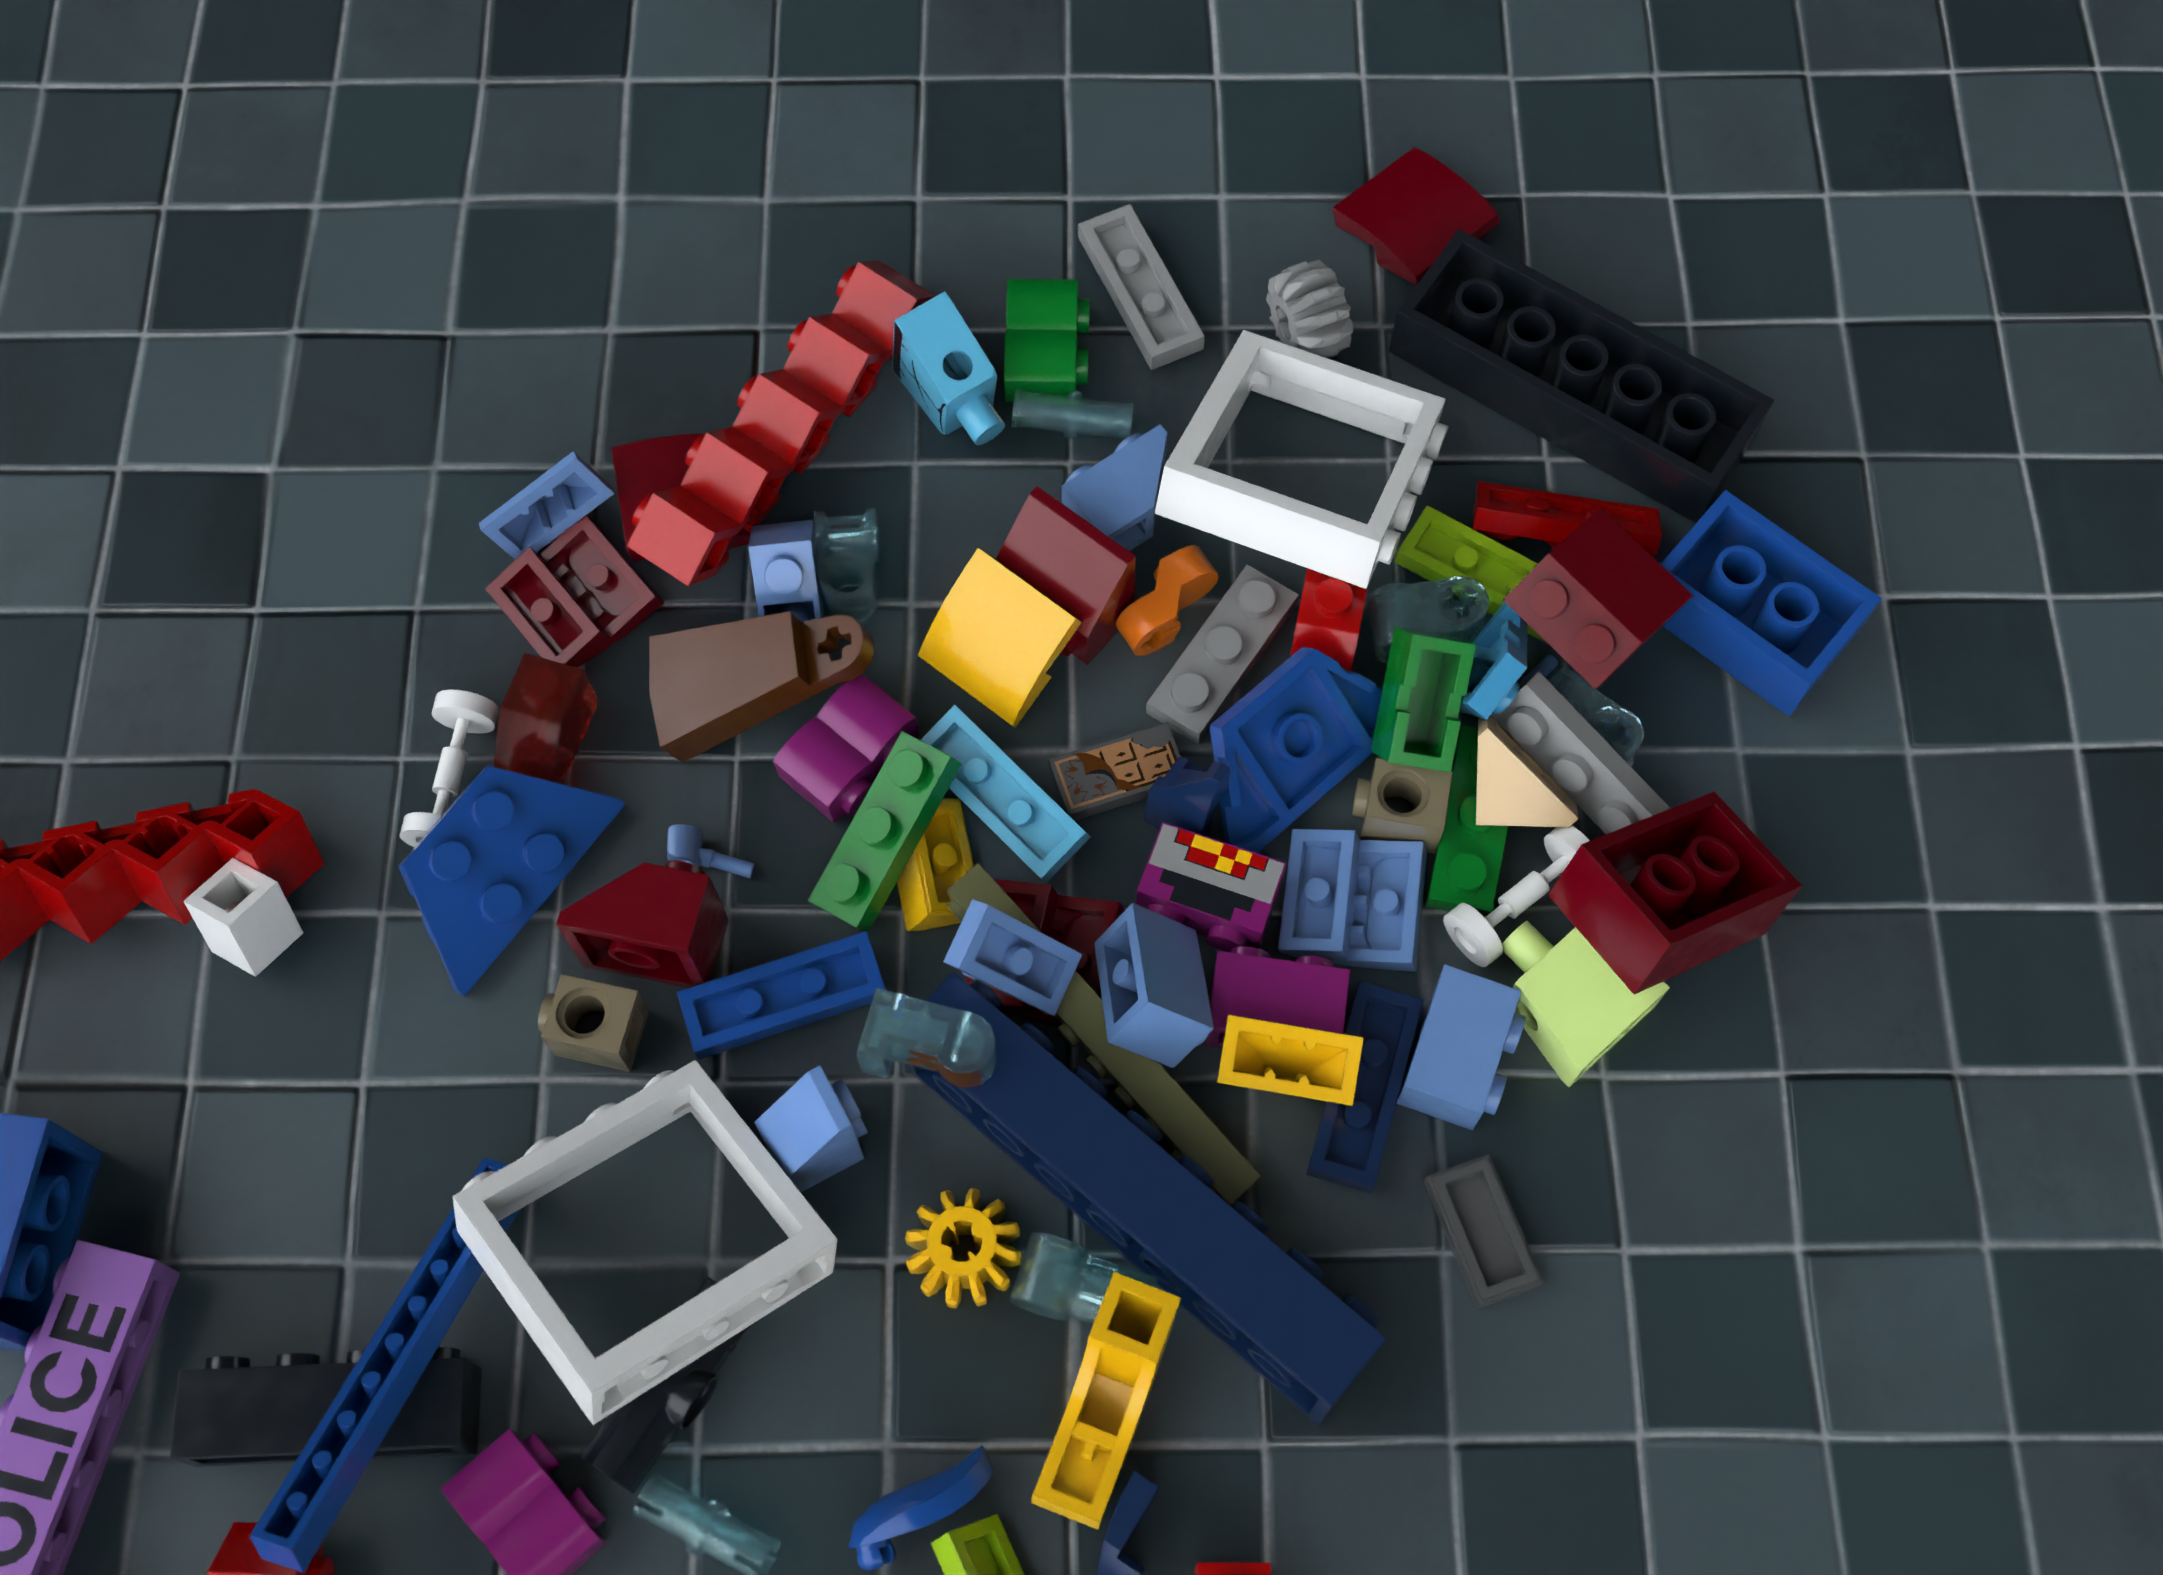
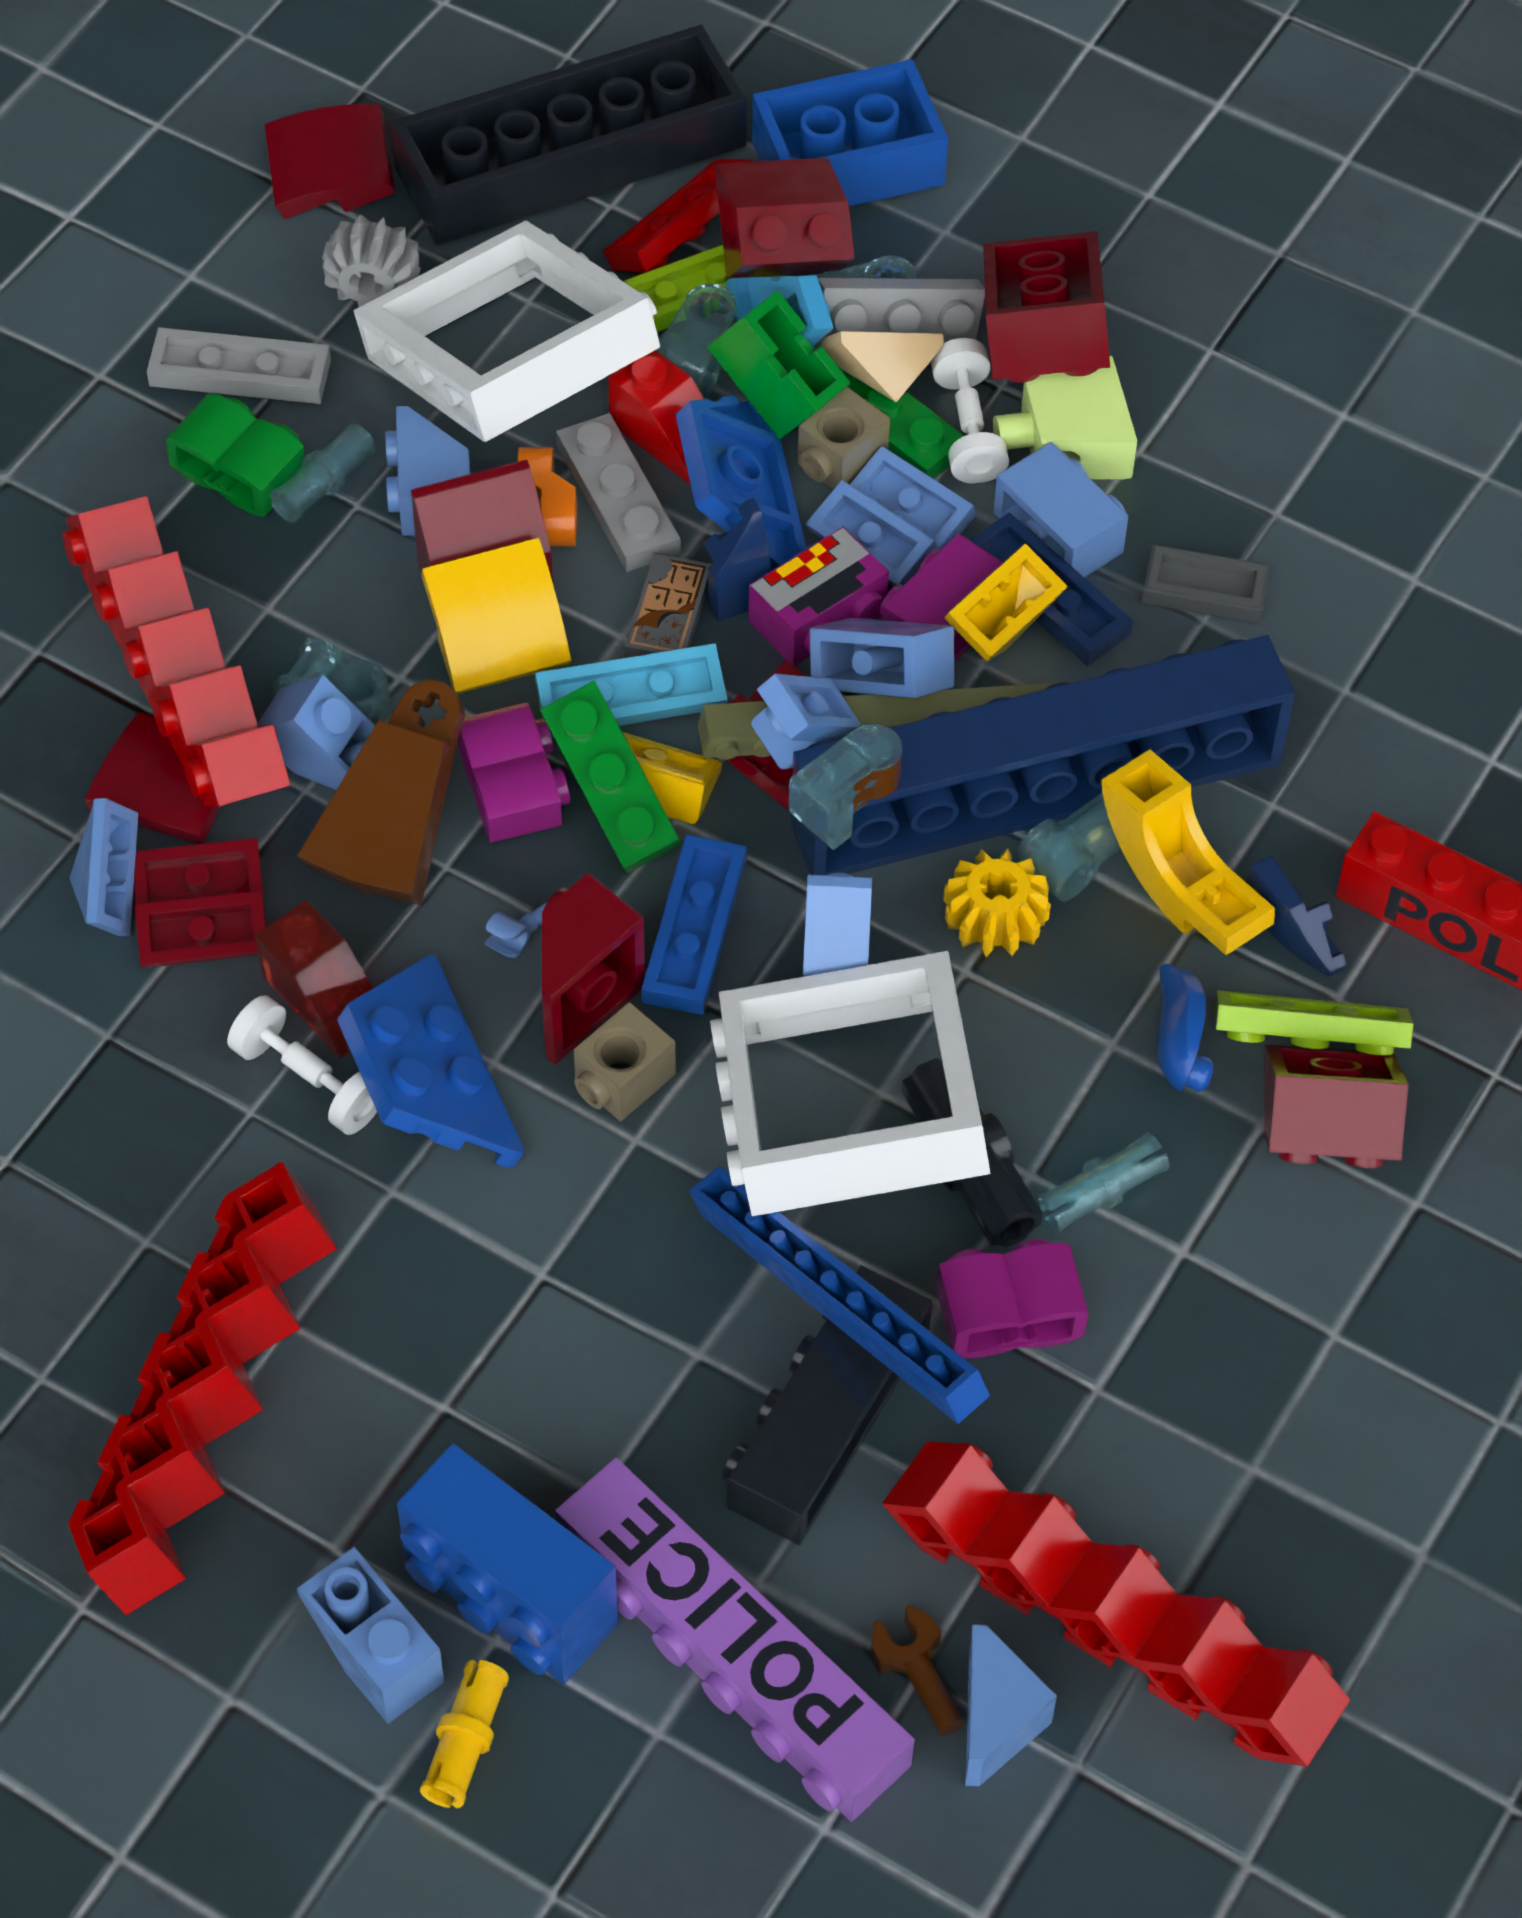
camera: 60 degrees left, 10 degrees down
(244, 916) = (335, 1268): white brick -> none
(946, 369) = (222, 523): medium azure torso -> none

